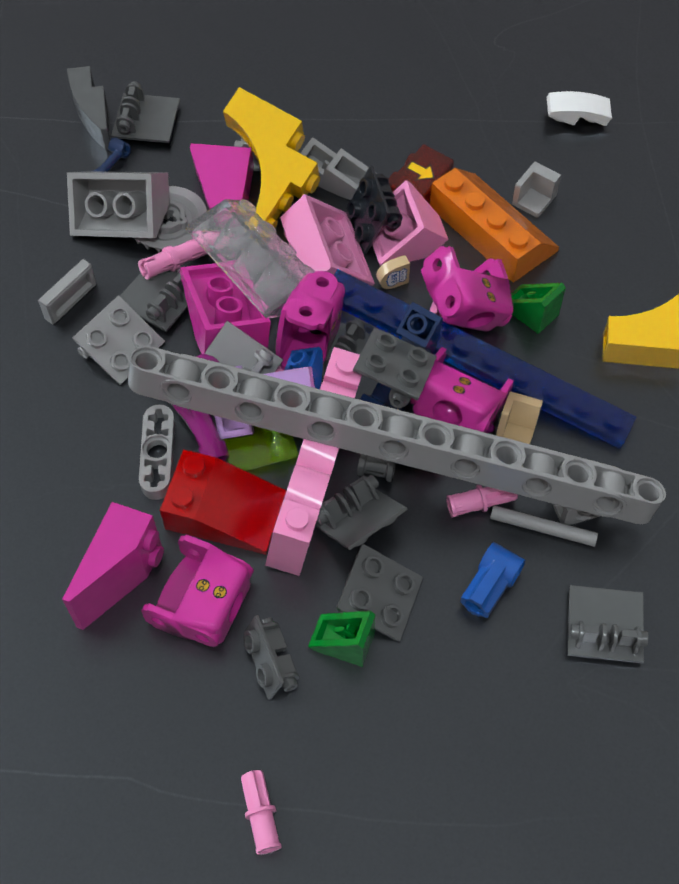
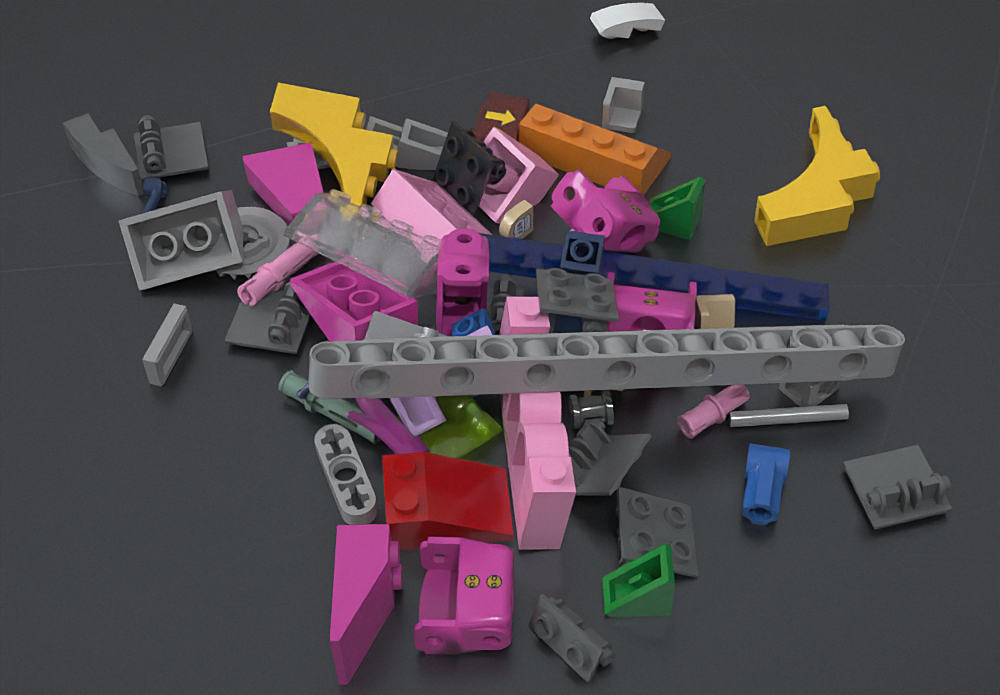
camera: 20 degrees left, 10 degrees down
(113, 337) = (246, 376): light grey hinge -> none

